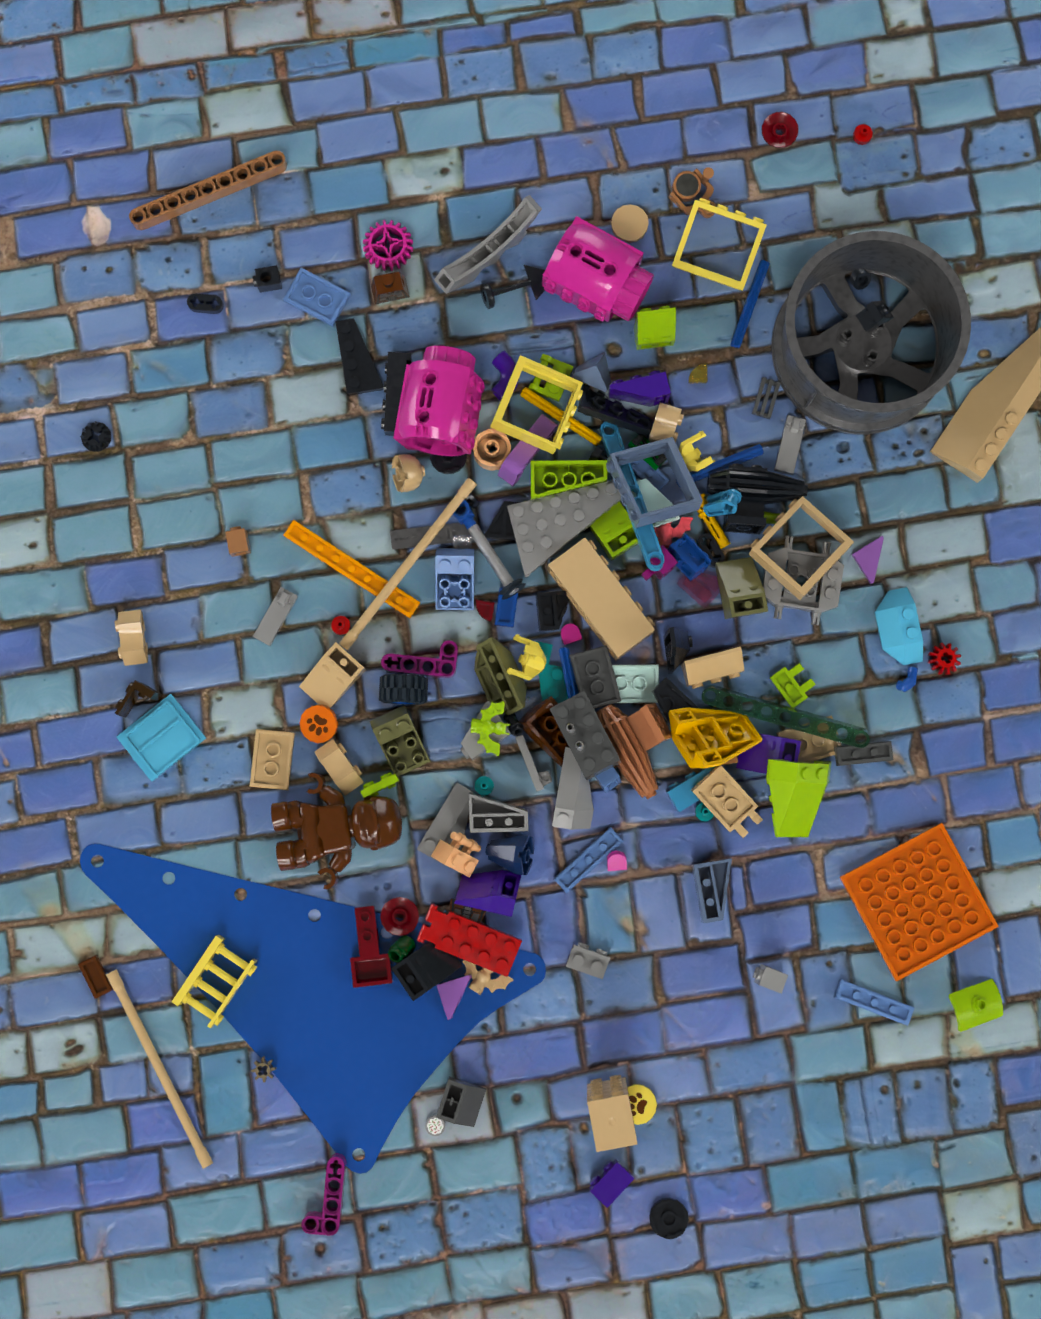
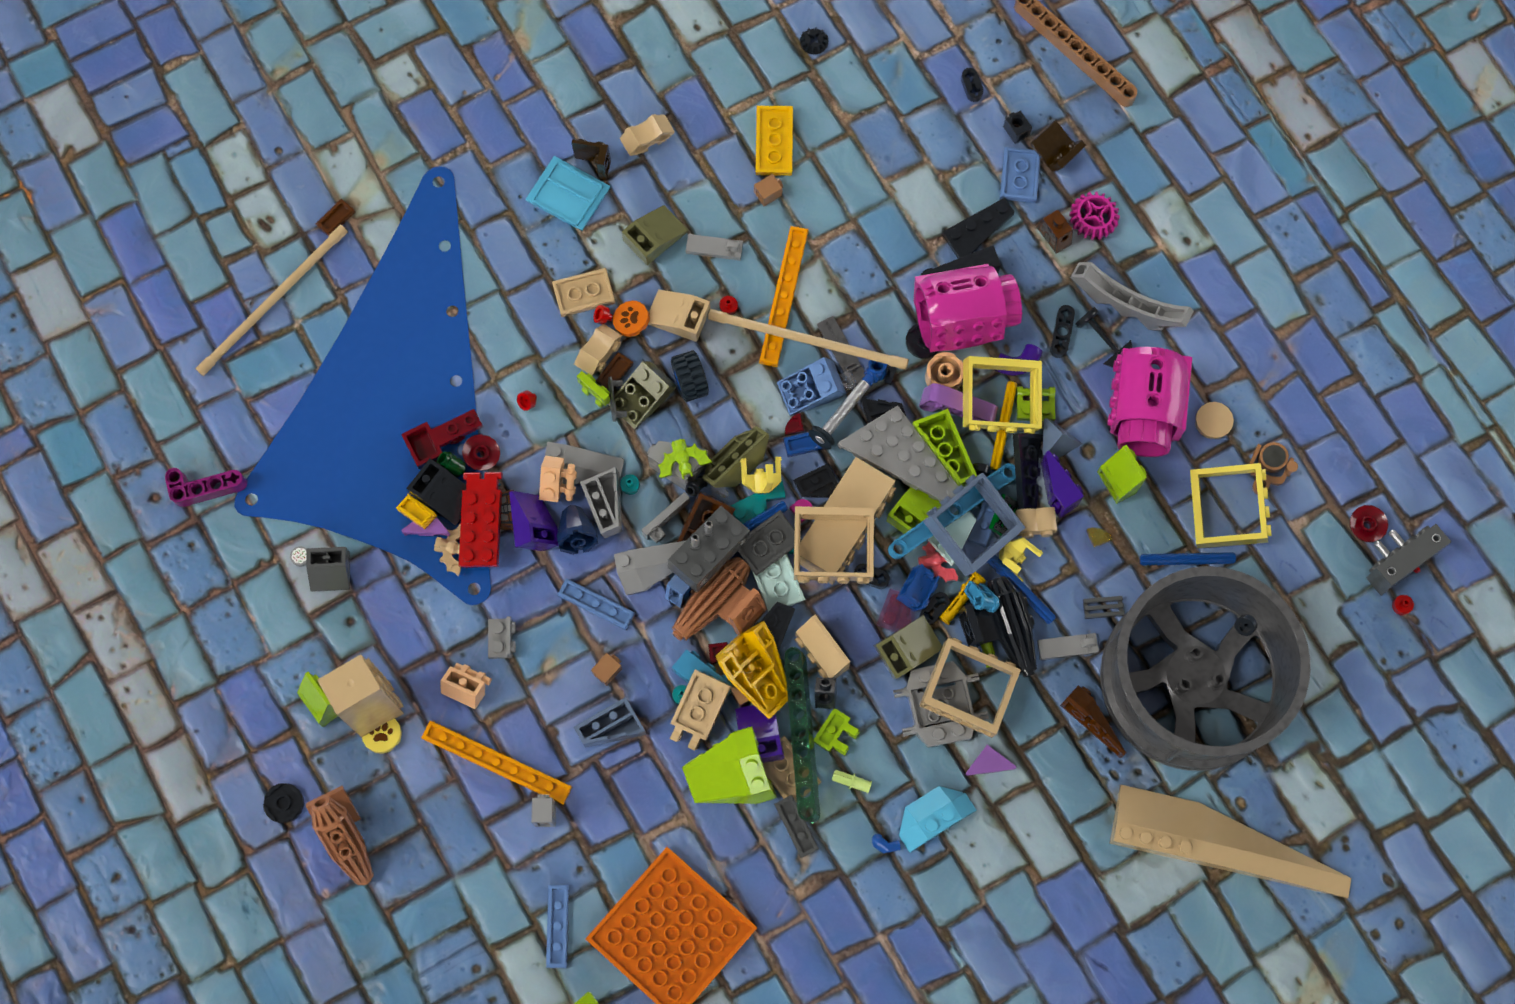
camera: 70 degrees right, 10 degrees down
(187, 516) = (774, 140): none -> yellow plate
(195, 979) = (362, 298): light yellow fence -> none
(240, 668) = (653, 234): none -> olive slope
(257, 1070) = (298, 382): dark tan gear -> none
(304, 750) = (602, 315): none -> red tile
(305, 250) = (1056, 146): none -> dark brown bracket
(333, 829) = (538, 363): reddish brown piece -> none
(363, 855) = (526, 400): none -> red tile
(365, 759) = (616, 369): none -> reddish brown tile
(379, 767) = (615, 414): none -> dark grey piece
(408, 472) = (892, 309): tan cylinder -> none
(420, 661) = (721, 385): magenta beam -> none
(435, 998) = (416, 511): none -> yellow tile
(504, 326) = (1068, 326): none -> black beam
(584, 1155) = (316, 700): none -> lime slope
(610, 1182) = (298, 733): dark purple brick -> none
(616, 861) = (604, 629): dark pink tile -> none
(624, 1012) = (464, 685): none -> light nougat brick
(655, 592) = (877, 572): none -> black beam
(655, 871) = (607, 668): none -> medium nougat brick
(661, 622) = (834, 513): none -> tan window
(669, 564) = (900, 567): magenta brick -> none
(676, 764) = (714, 649): none -> dark red tile
(677, 646) = (827, 604): black wedge -> none
(703, 1006) = (496, 762): none -> light orange tile
(723, 1177) = (334, 824): none -> nougat piece
(754, 680) = (825, 693): none -> black brick
(828, 111) = (1407, 558): none -> dark grey piece
(841, 687) = (851, 781): none -> yellowish green axle
(855, 453) = (1086, 712): none -> reddish brown wedge
(874, 315) = (1216, 650): black brick -> none
(876, 839) = (717, 869): none -> clear tile
(943, 665) = (927, 874): red gear -> none

